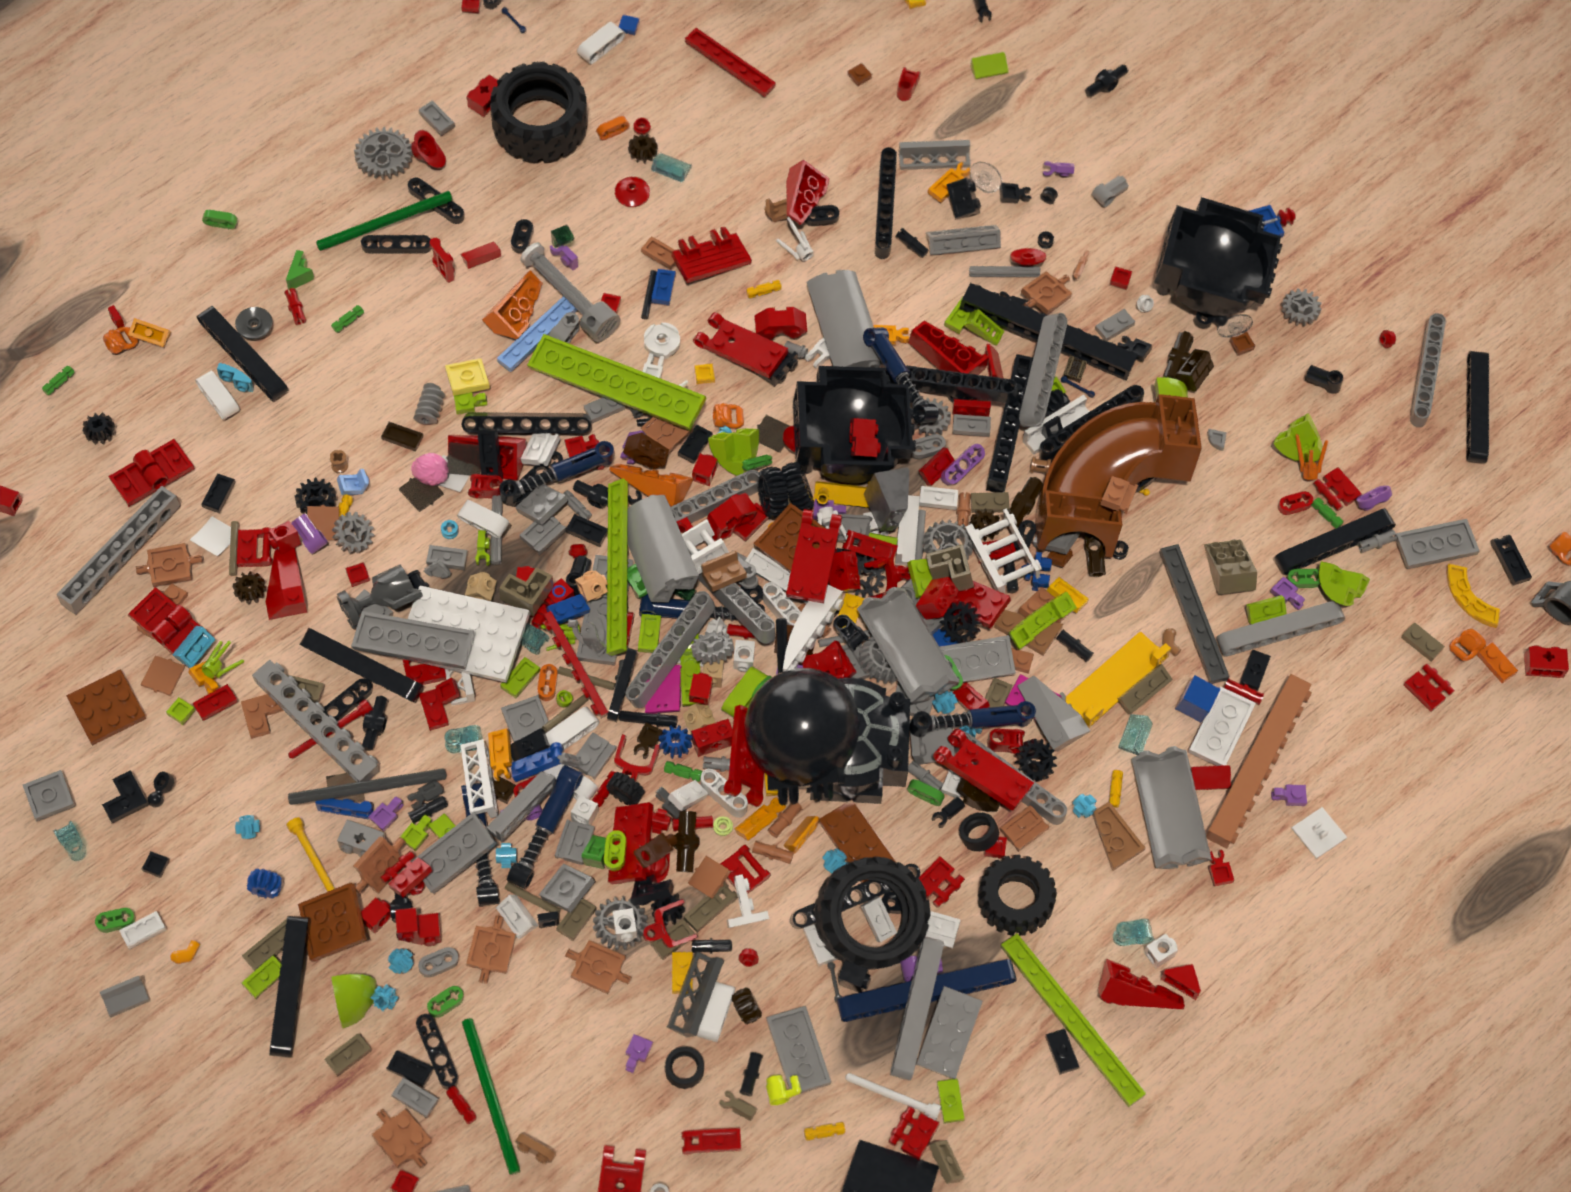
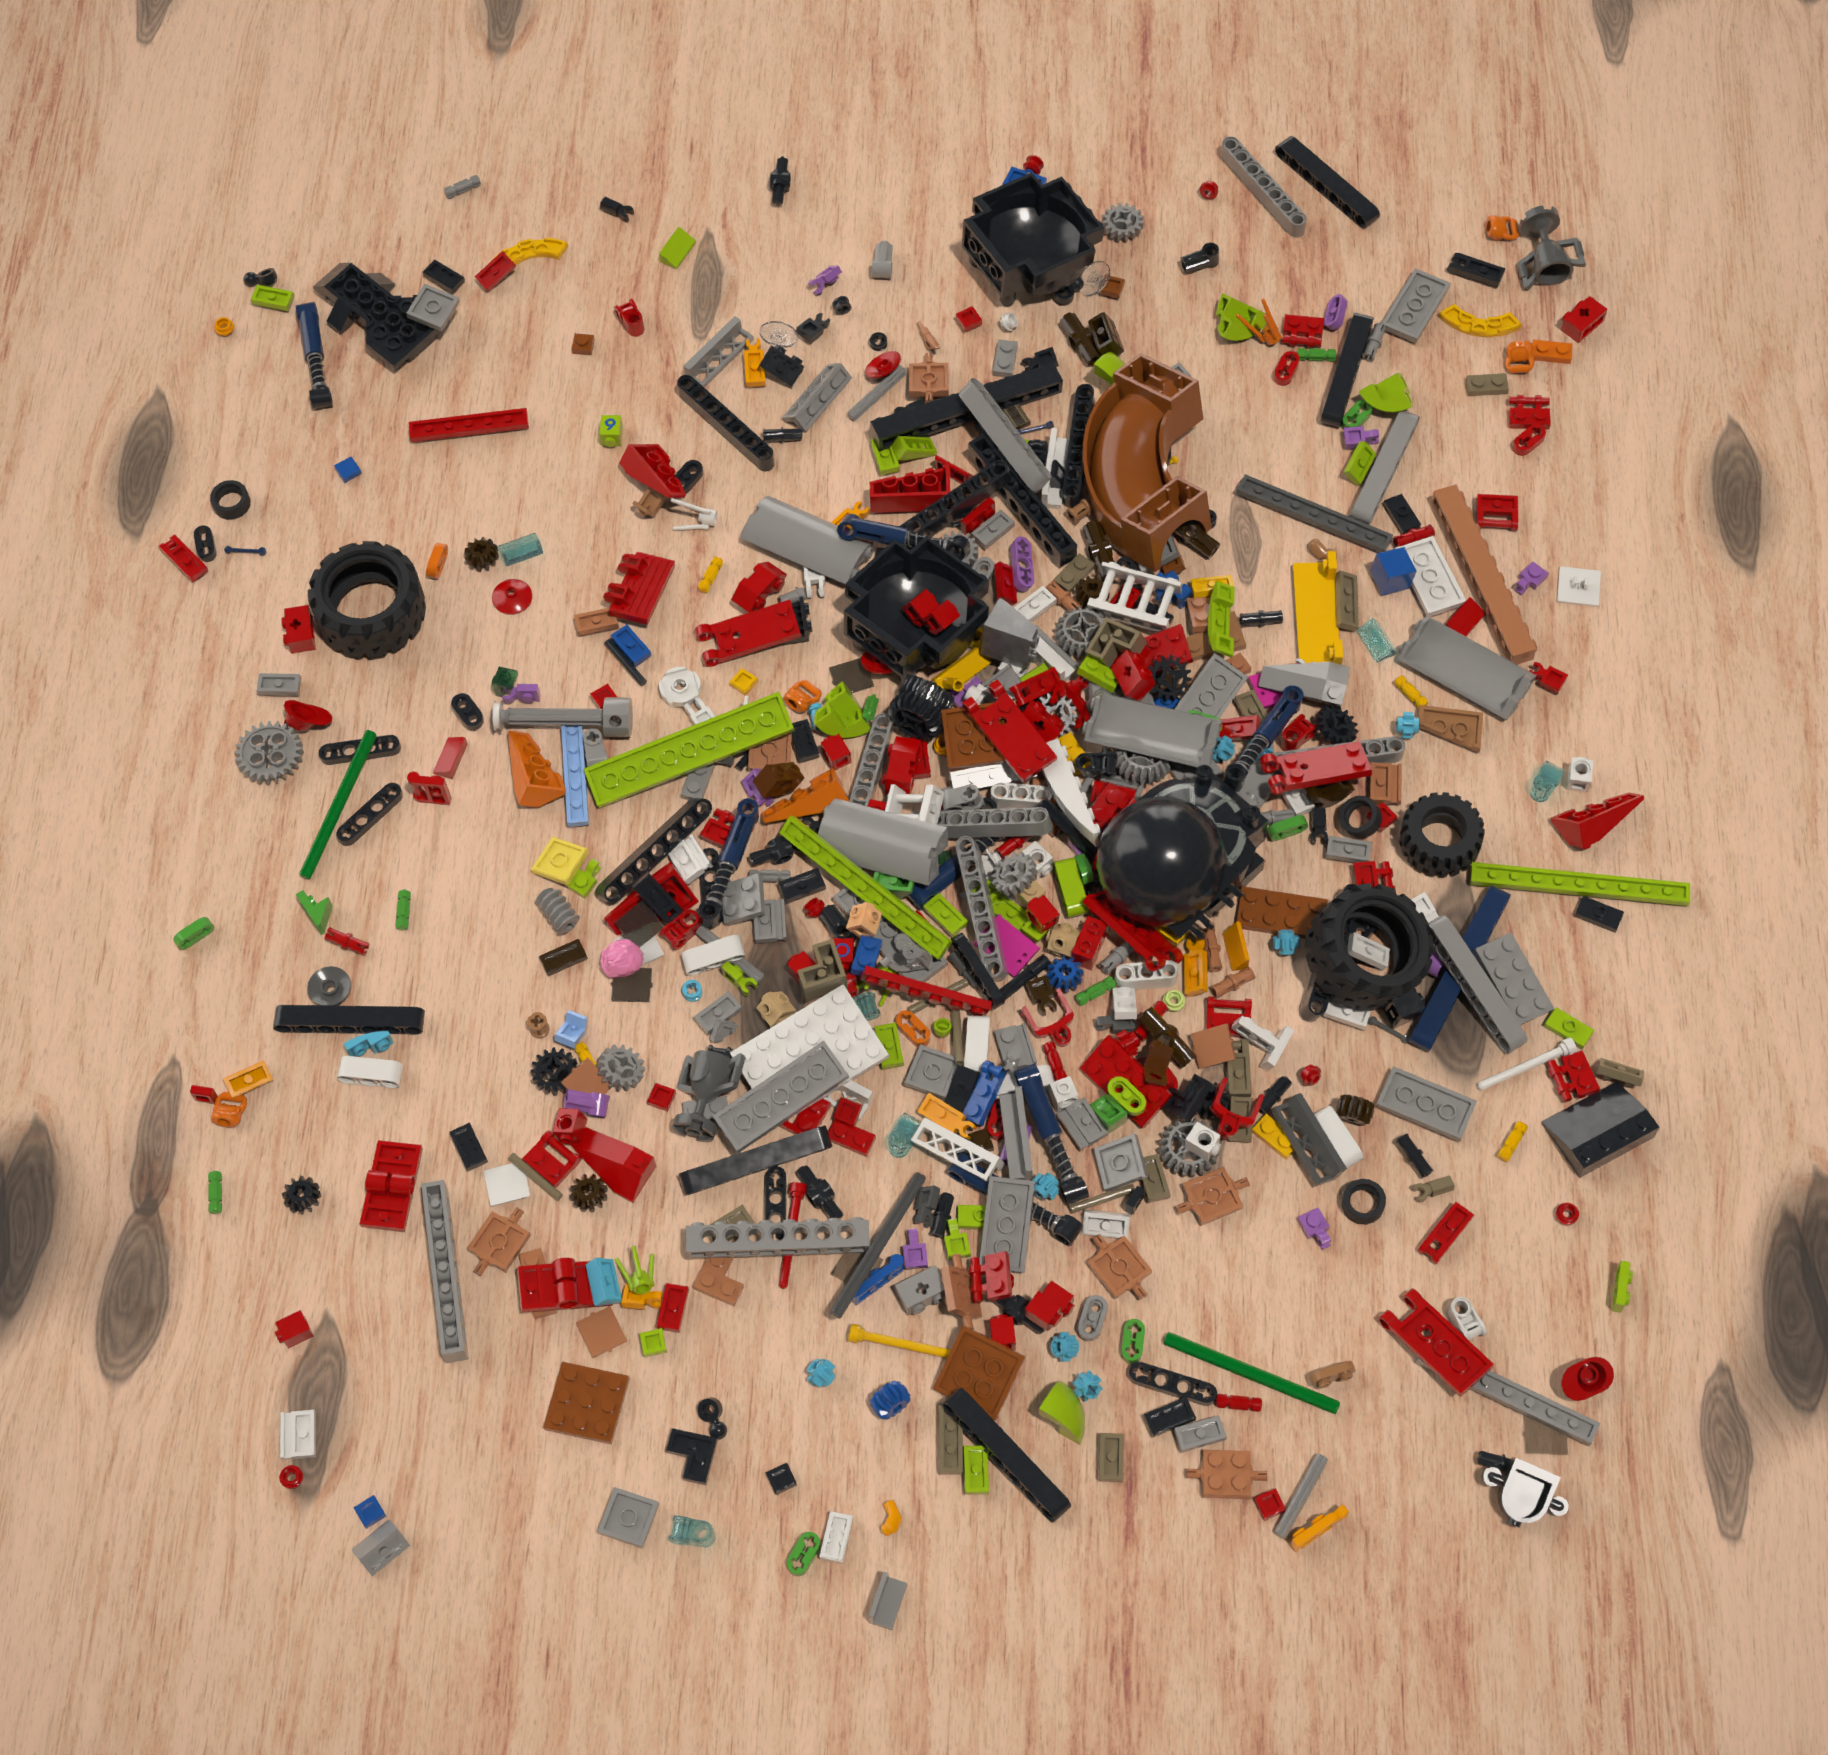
camera: 40 degrees left, 0 degrees up
(600, 42) = (343, 503): white beam -> none
(625, 789) = (1074, 1045): black tyre -> none
(641, 122) = (458, 534): red plate -> none
(723, 571) = (955, 809): medium nougat bracket -> none
(778, 1092) = (1449, 1147): neon yellow piece -> none
(809, 143) = (611, 430): none -> lime brick
(947, 845) = (1348, 849): none -> light grey plate
(1119, 494) = (1174, 472): nougat plate -> none
(1183, 979) = (1620, 778): red slope -> none
(1231, 567) = (1299, 455): dark tan slope -> none
(1326, 726) = (1497, 506): none -> red plate
(1405, 705) = (1526, 436): none -> red beam

